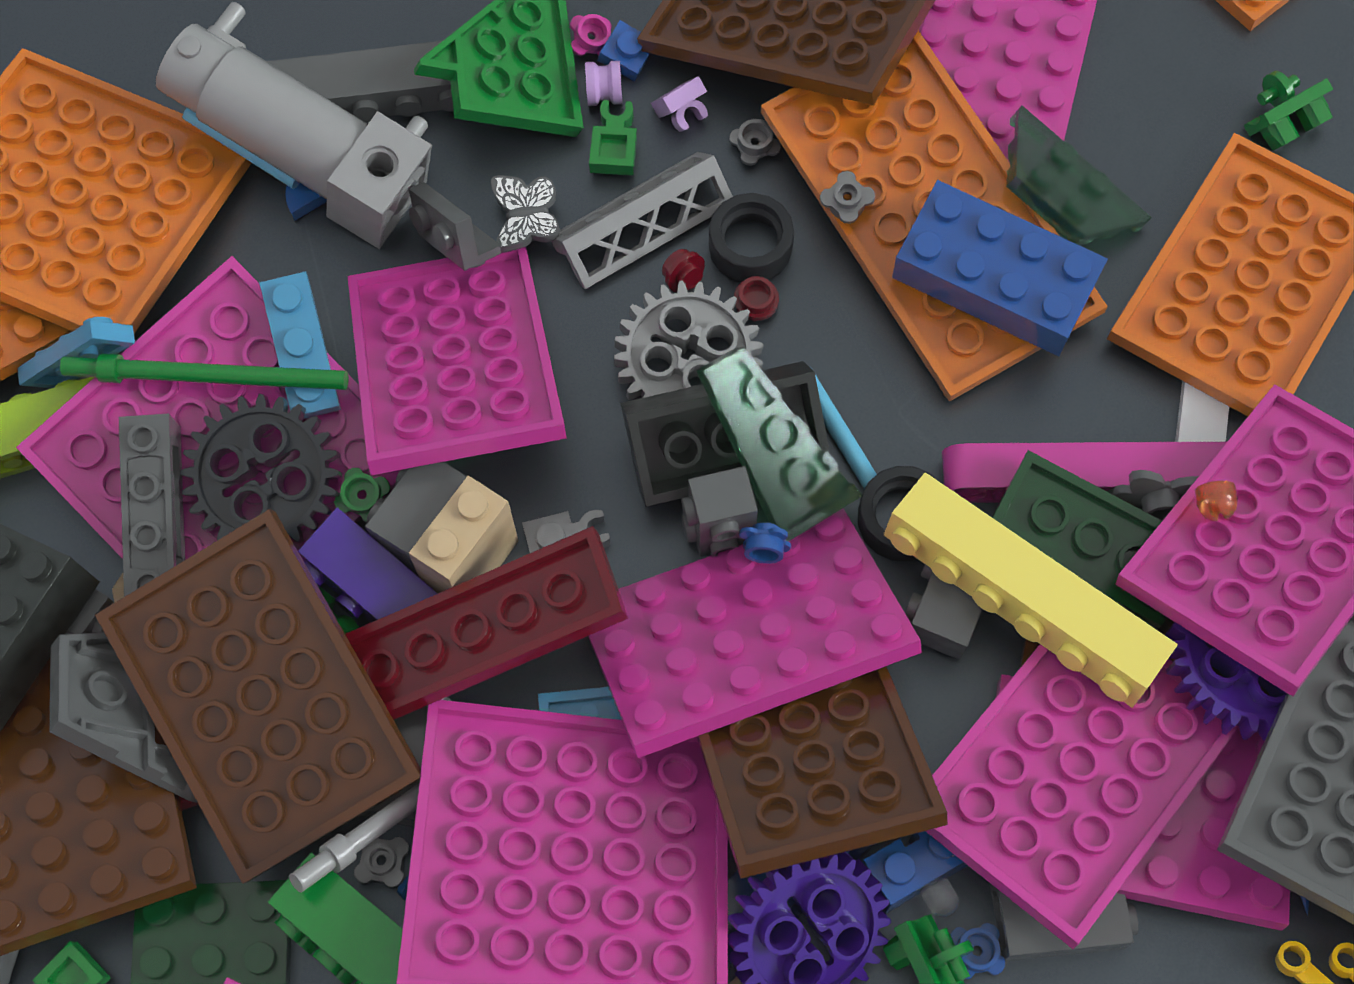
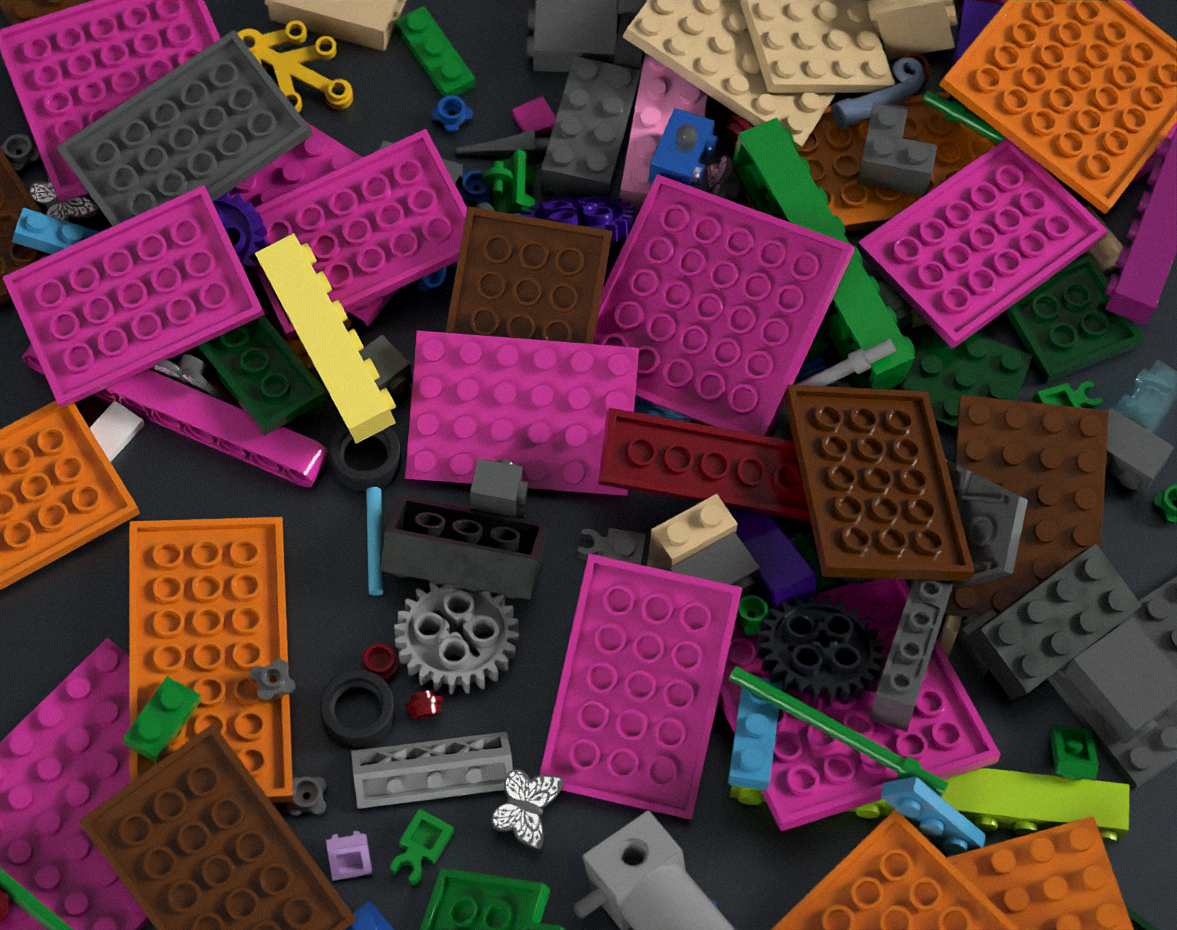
camera: 160 degrees left, 5 degrees down
(449, 228) = (589, 804): dark grey bracket -> none
(603, 83) = (403, 900): lavender wheel -> none
(765, 543) = (477, 450): blue plate -> none
(784, 464) = (439, 501): clear green wing -> none
(932, 108) = (162, 719): none -> green plate
(998, 267) = (197, 568): blue brick -> none
(1065, 186) = (96, 625): clear green wing -> none
(1216, 498) = (165, 324): clear orange hinge -> none

